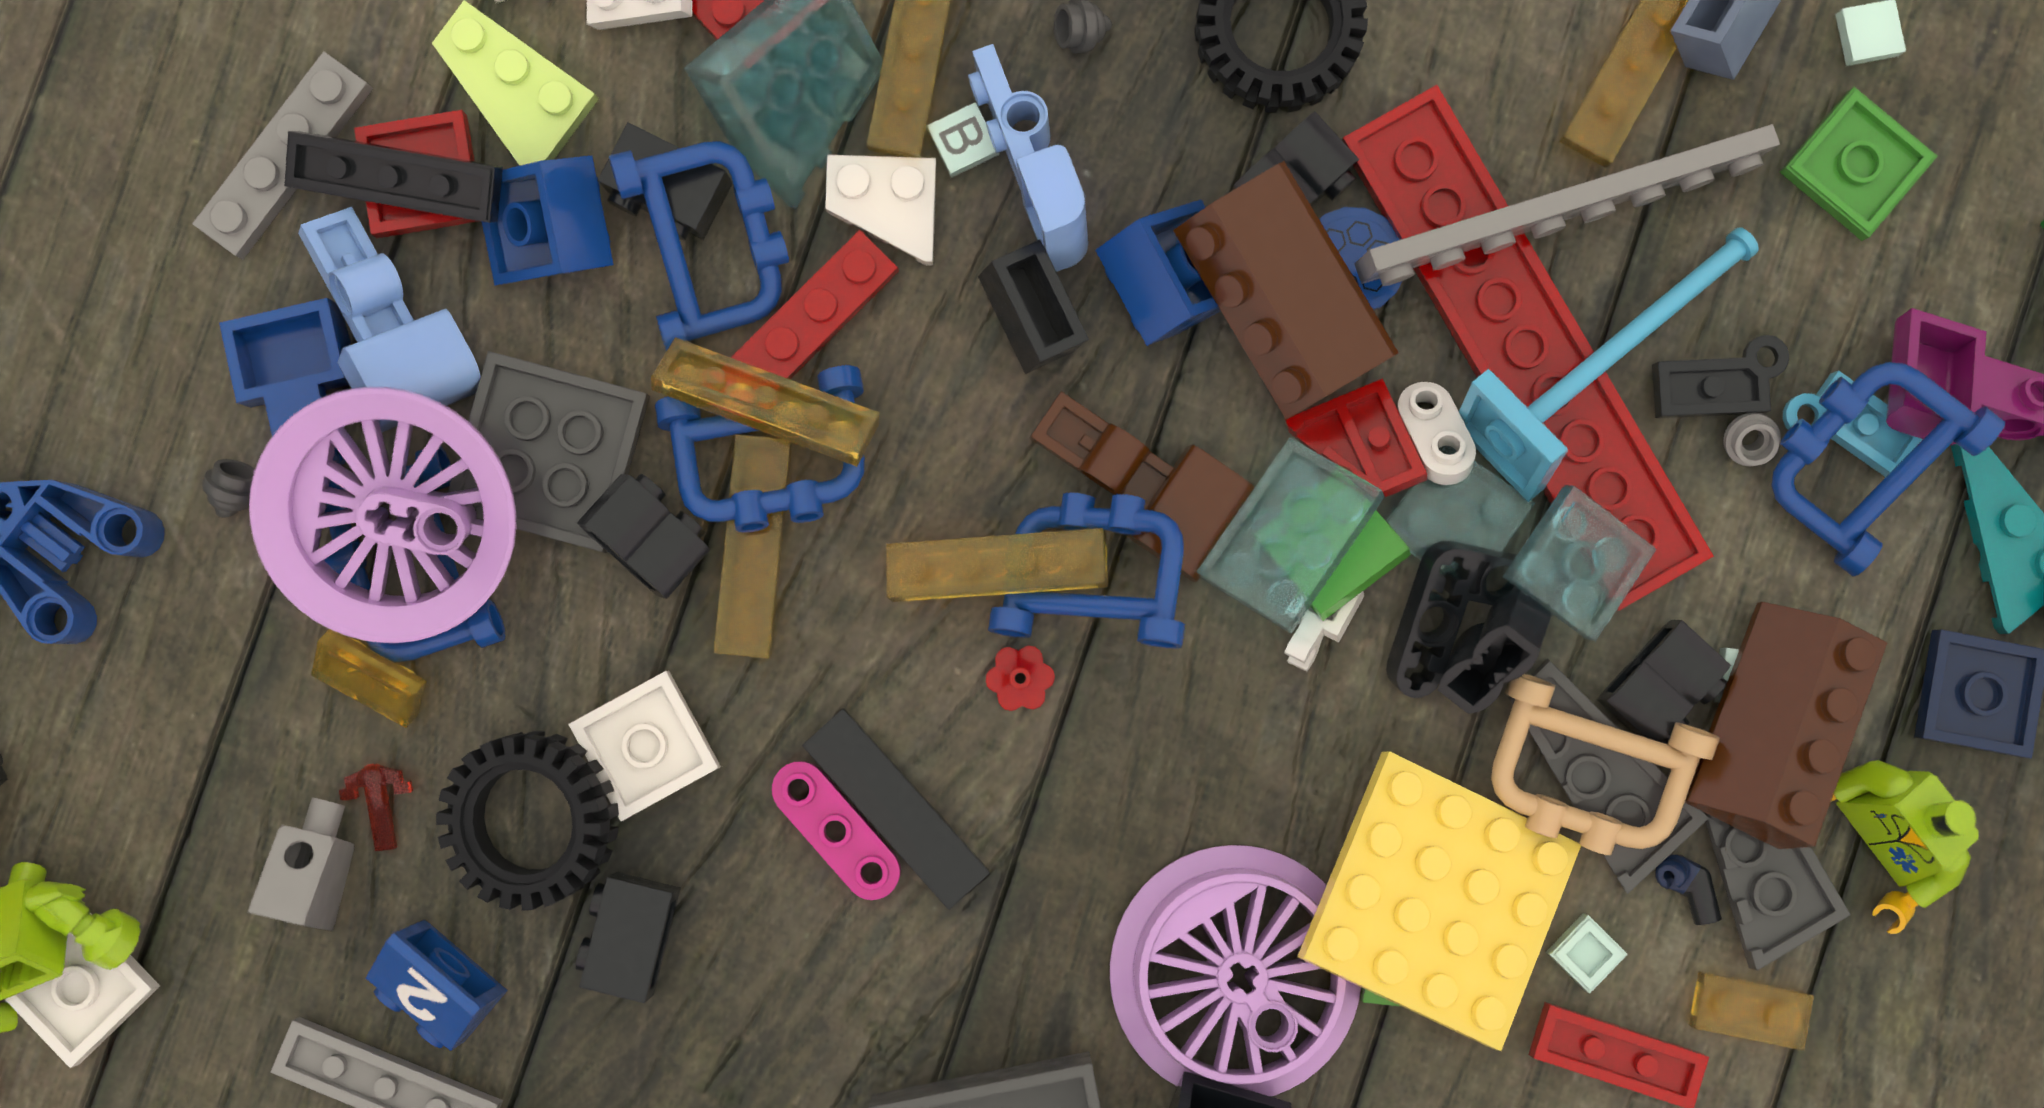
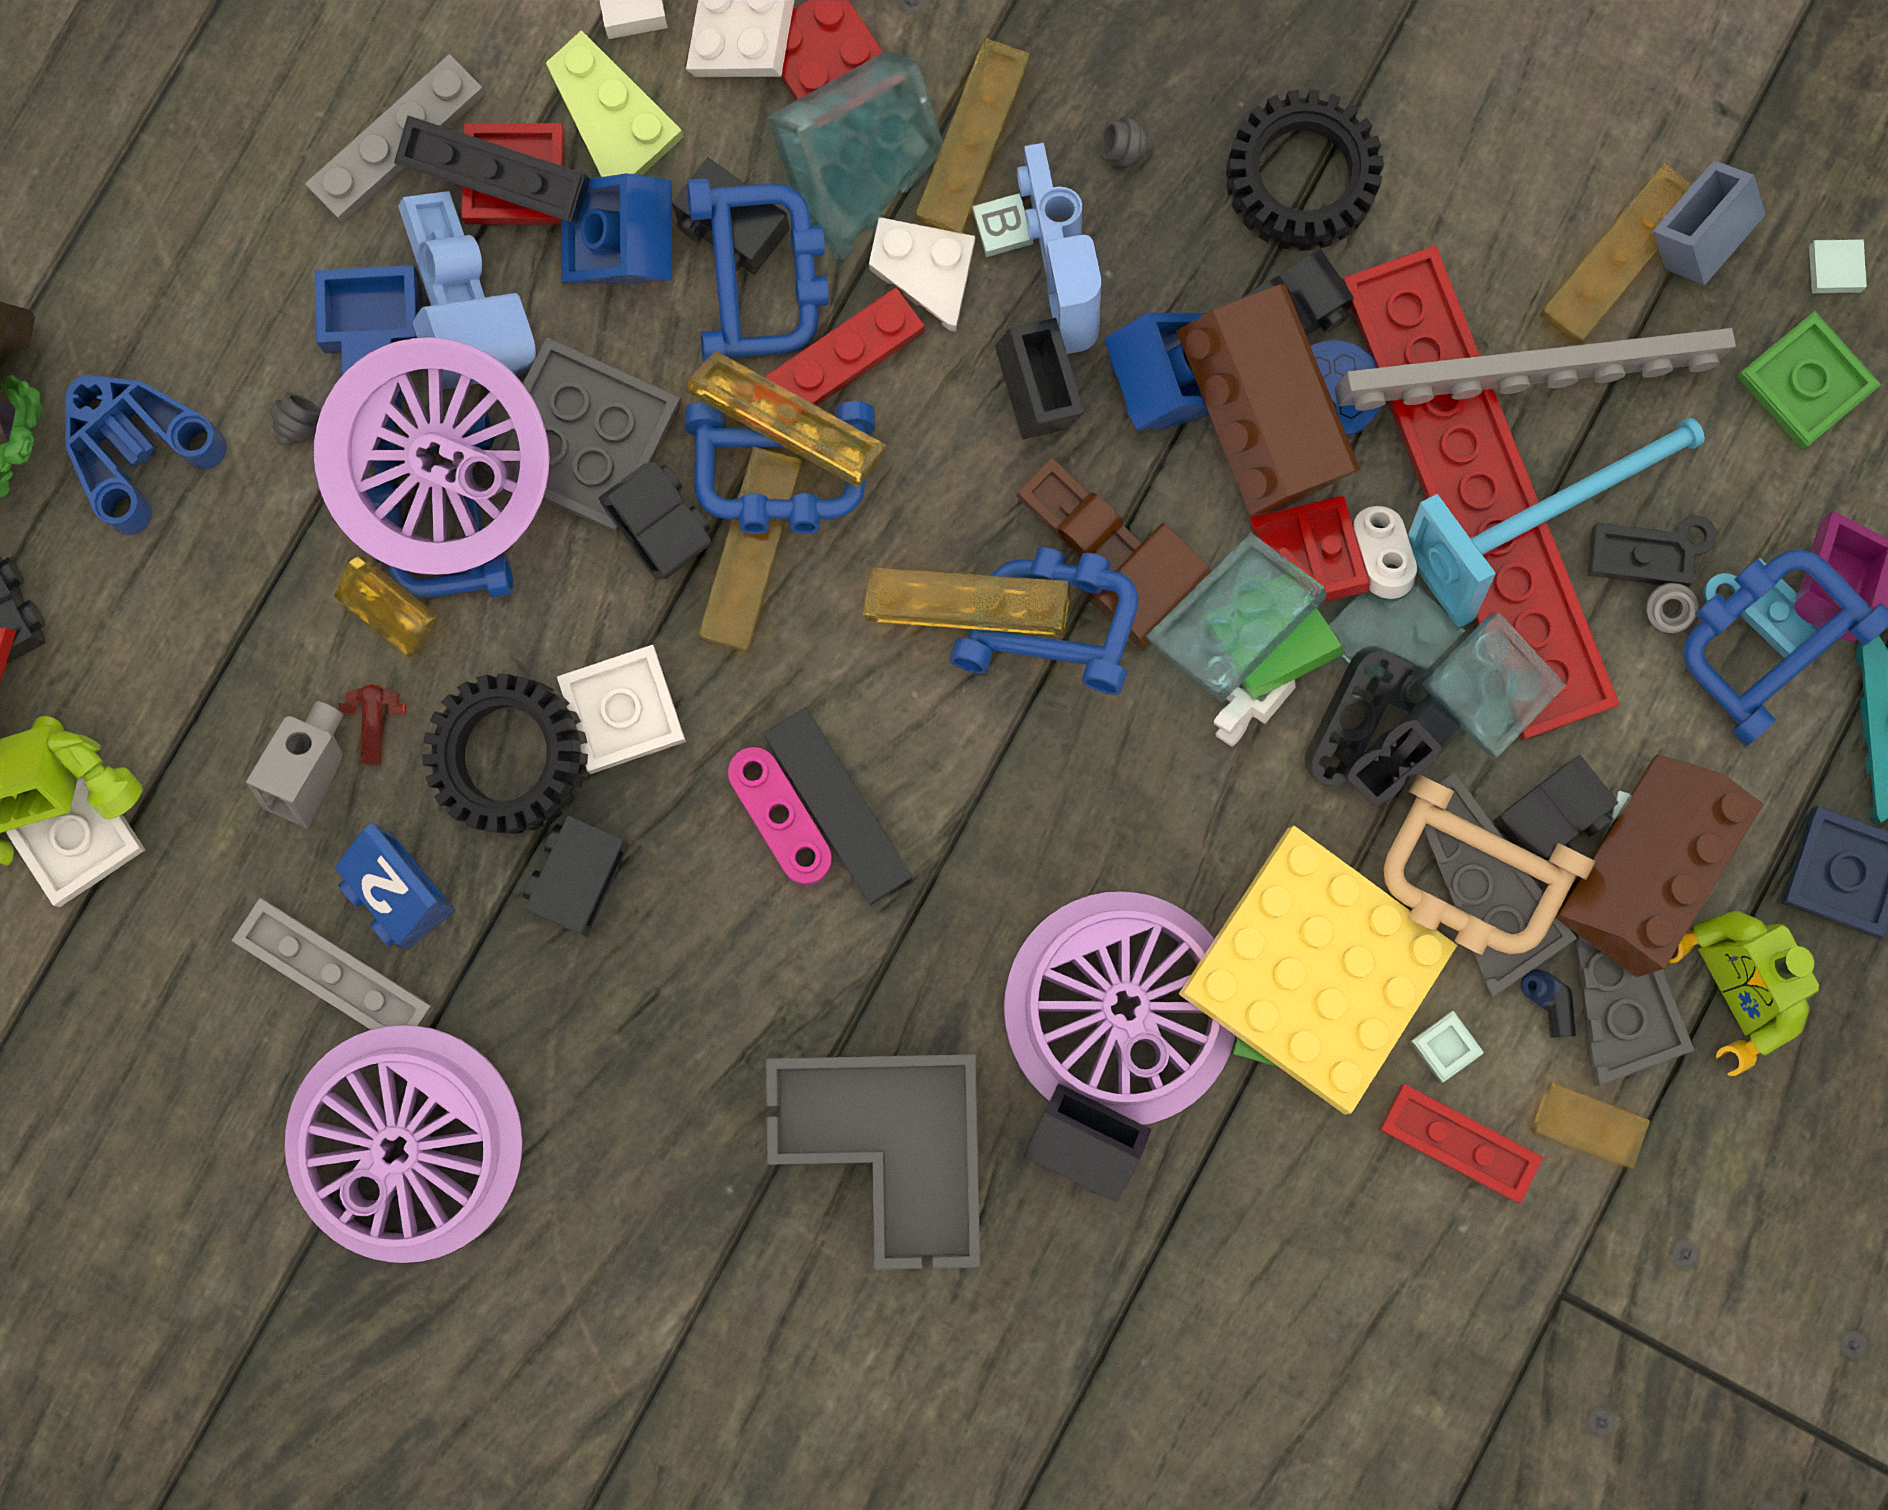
camera: 15 degrees right, 5 degrees down
(1002, 678) = (975, 722): red plant -> none

